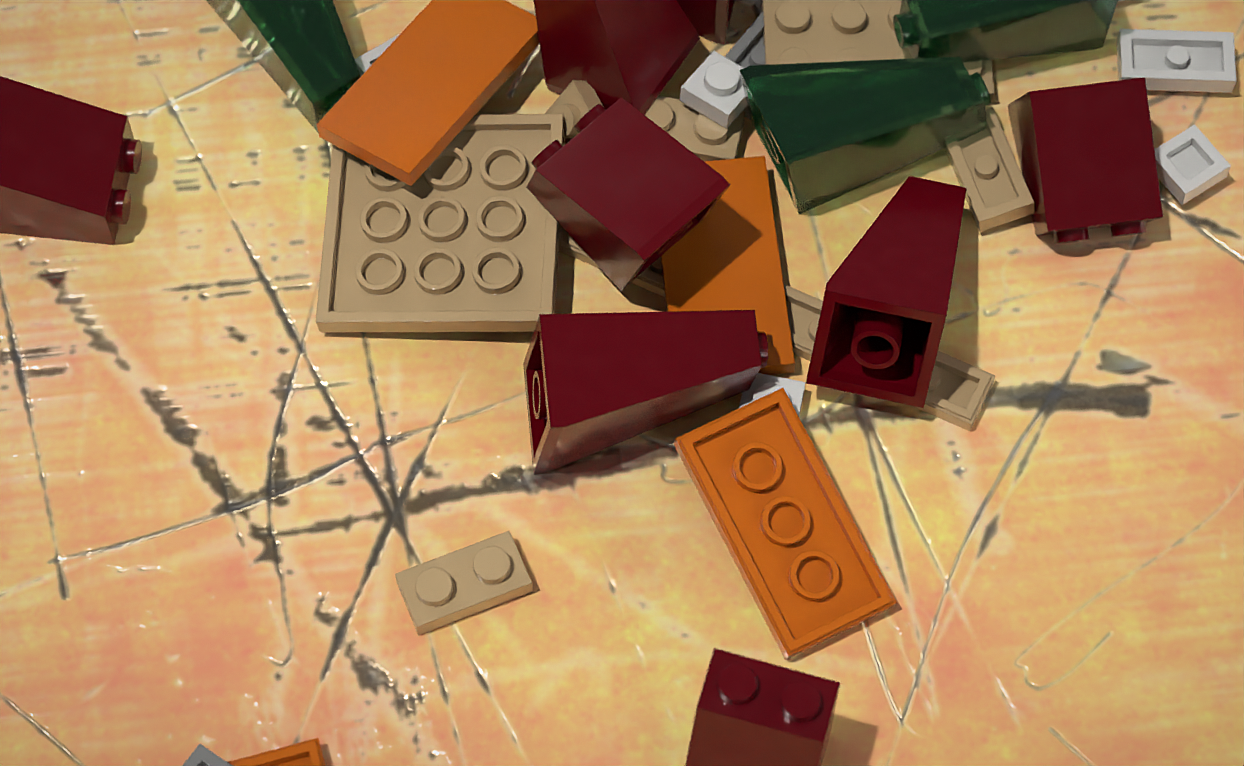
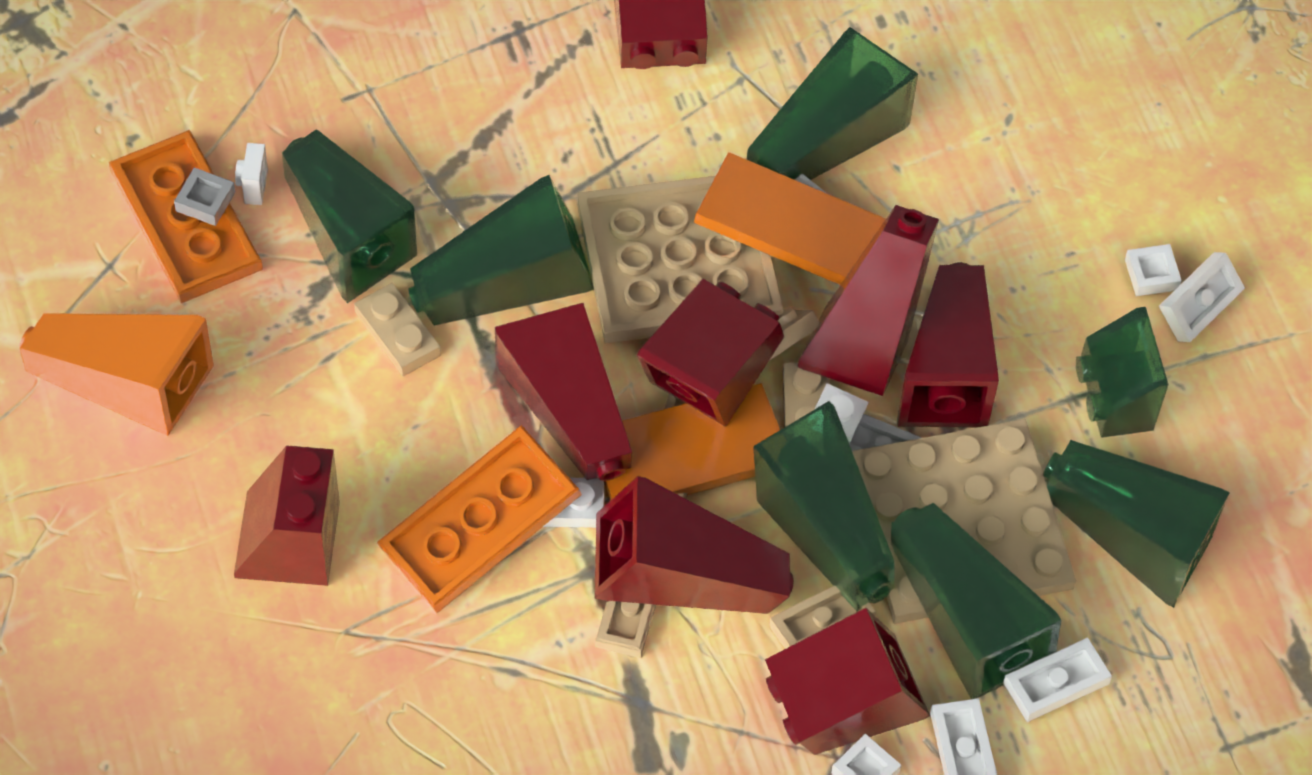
camera: 75 degrees right, 5 degrees down
(174, 725) = (252, 173): none -> white plate
(275, 608) = (352, 214): none -> clear green slope
(405, 407) = (505, 260): none -> clear green slope

